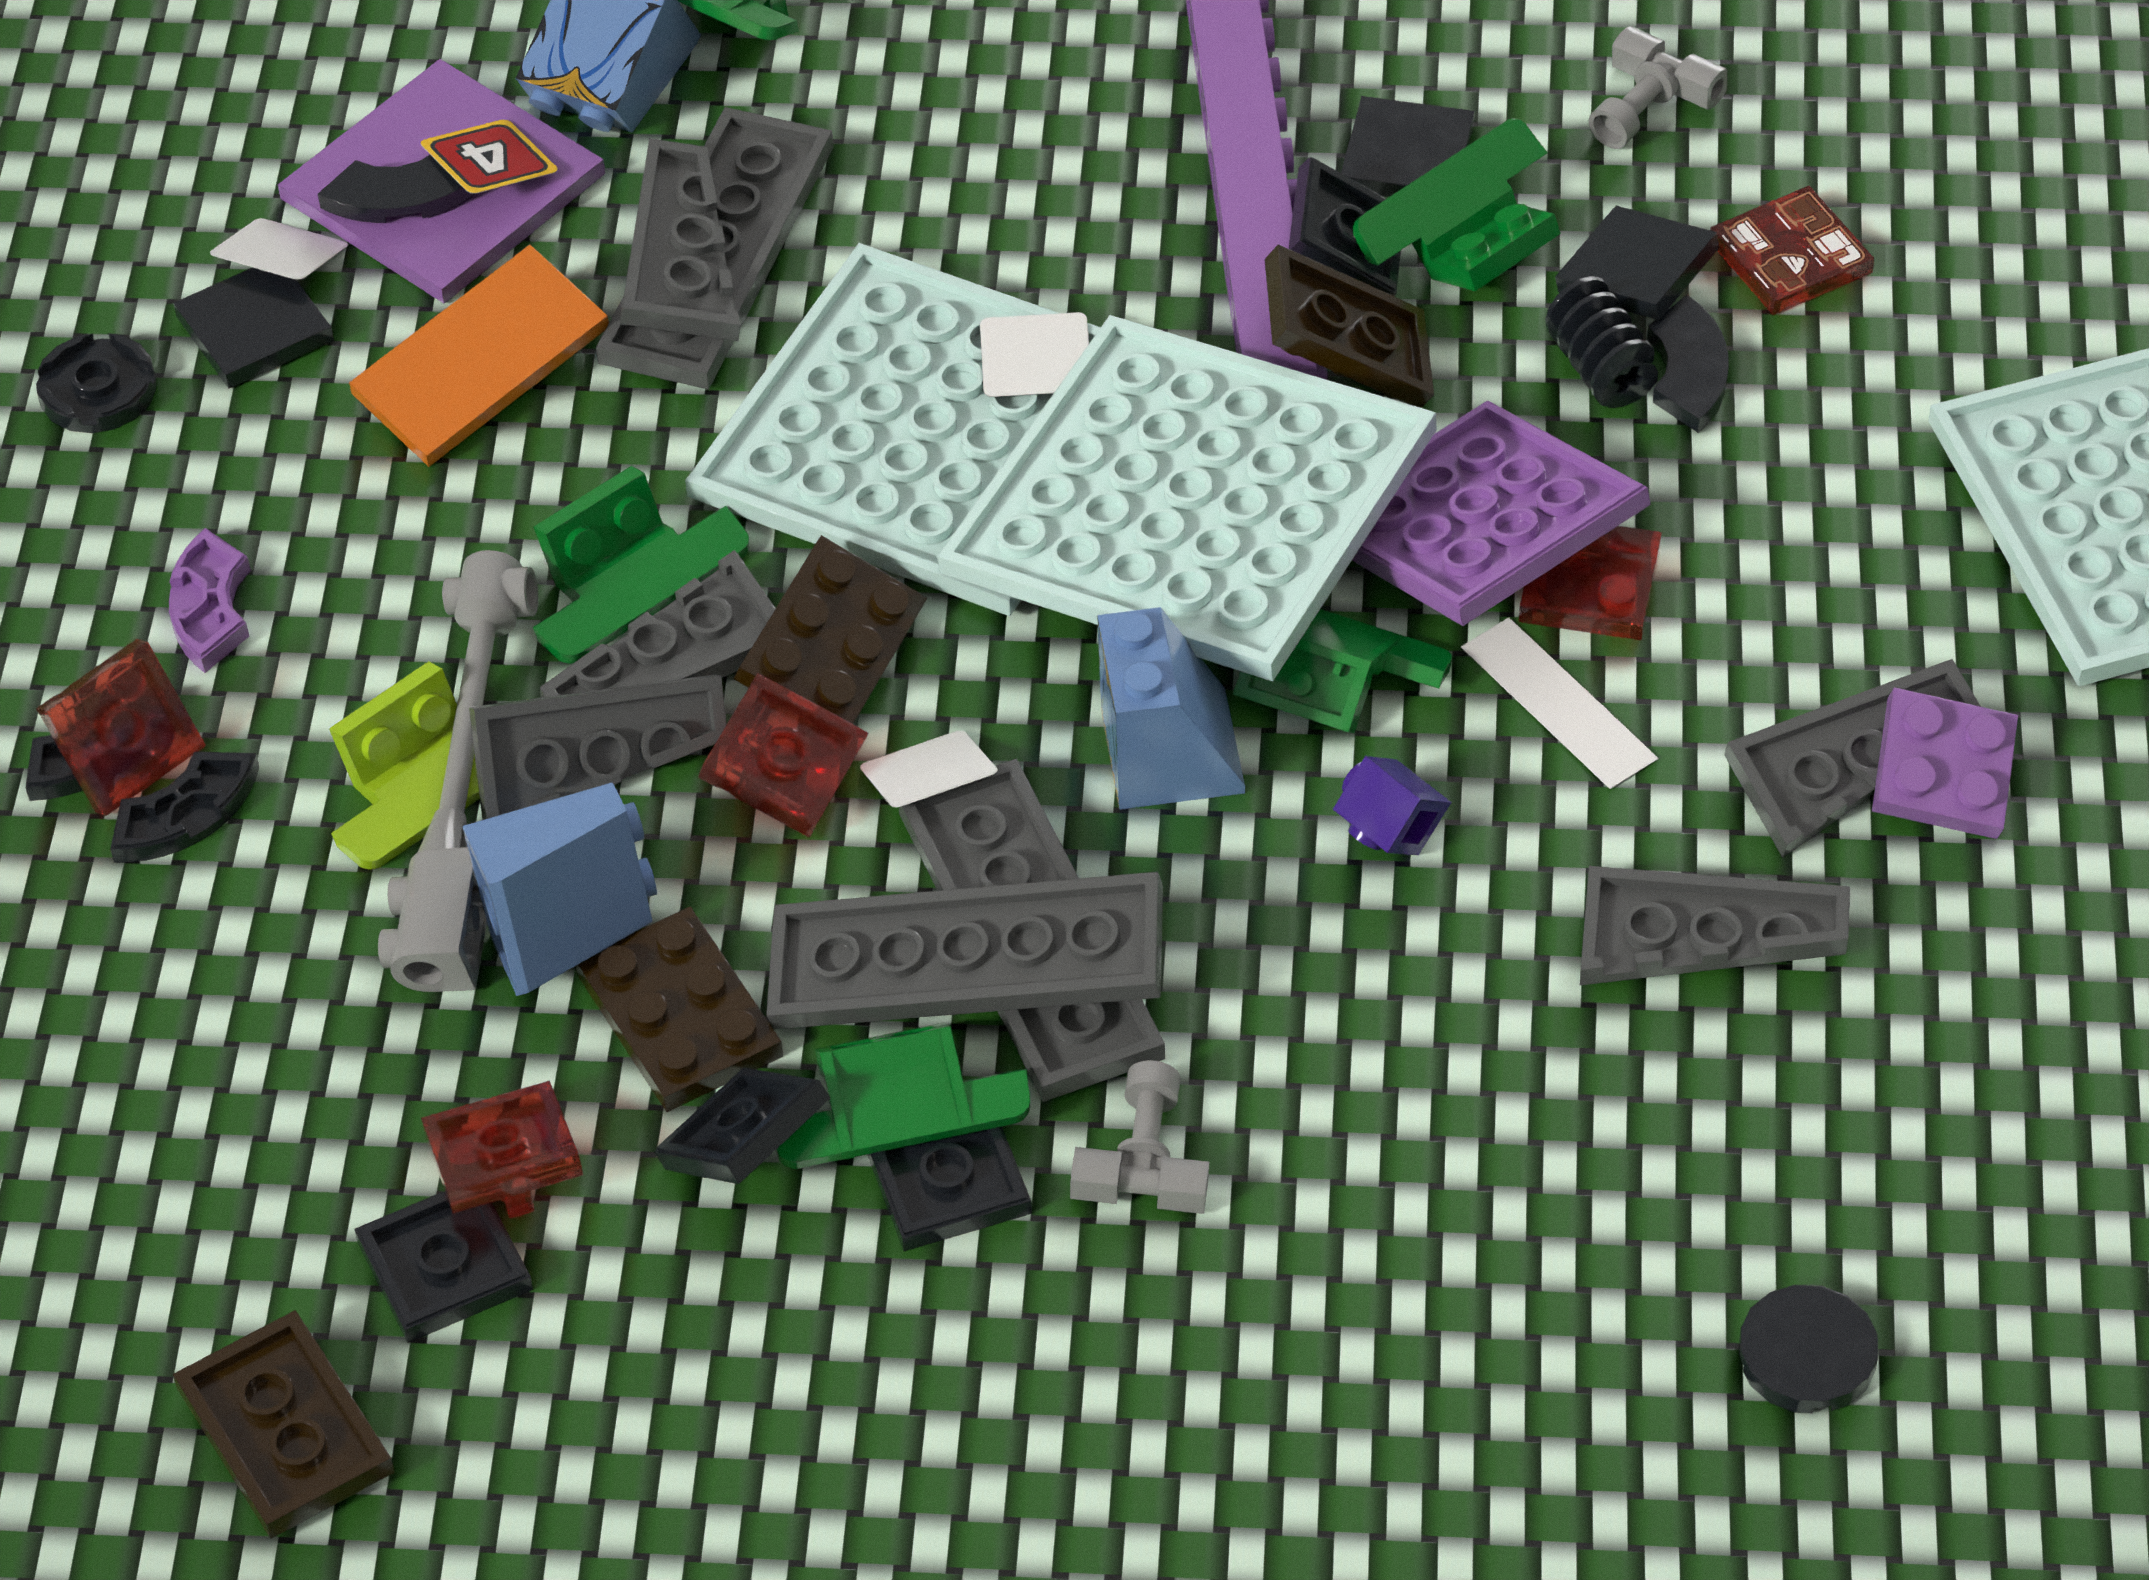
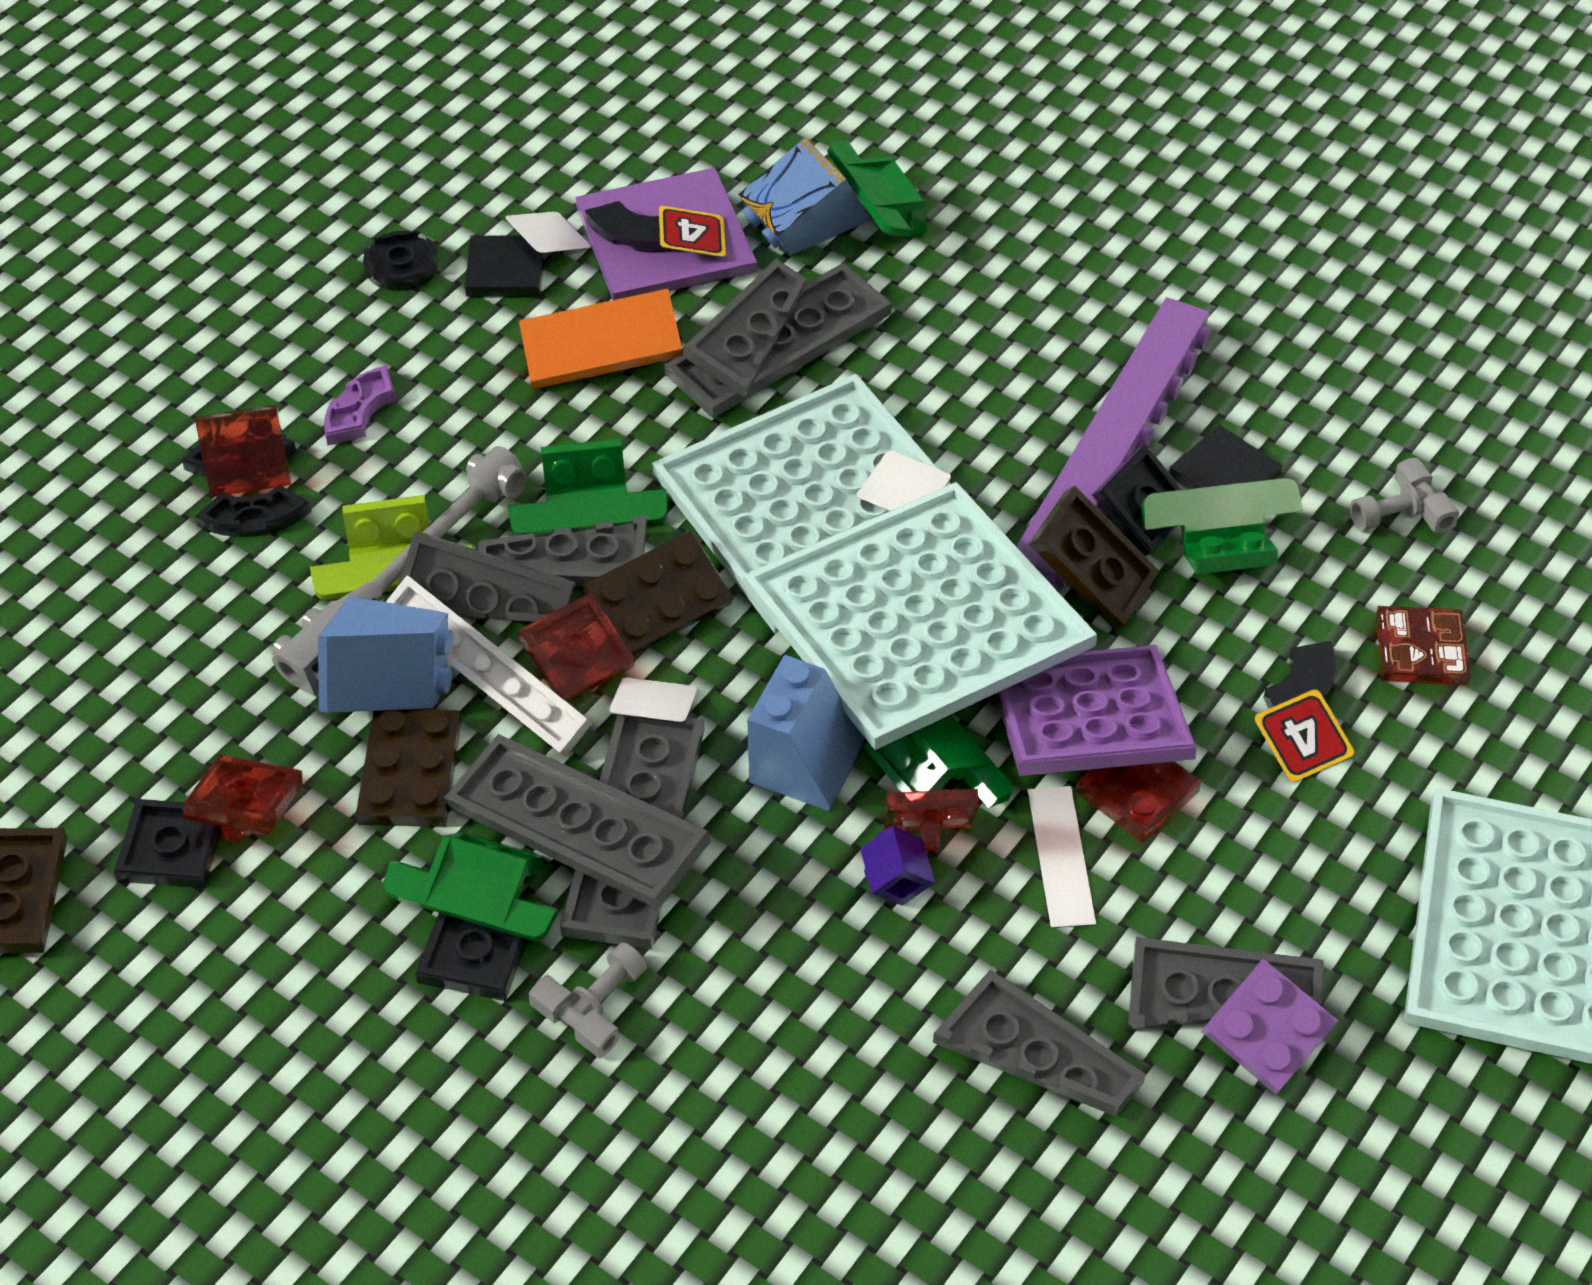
camera: 30 degrees right, 0 degrees up
(723, 836) = (501, 675): none -> white plate
(741, 1125) = (376, 854): black tile -> none
(1387, 720) = (930, 812): none -> clear red hinge
(1602, 342) = (1250, 643): black piece -> none
(1641, 259) = (1314, 605): black tile -> none
(1736, 421) = (1304, 735): none -> sticker

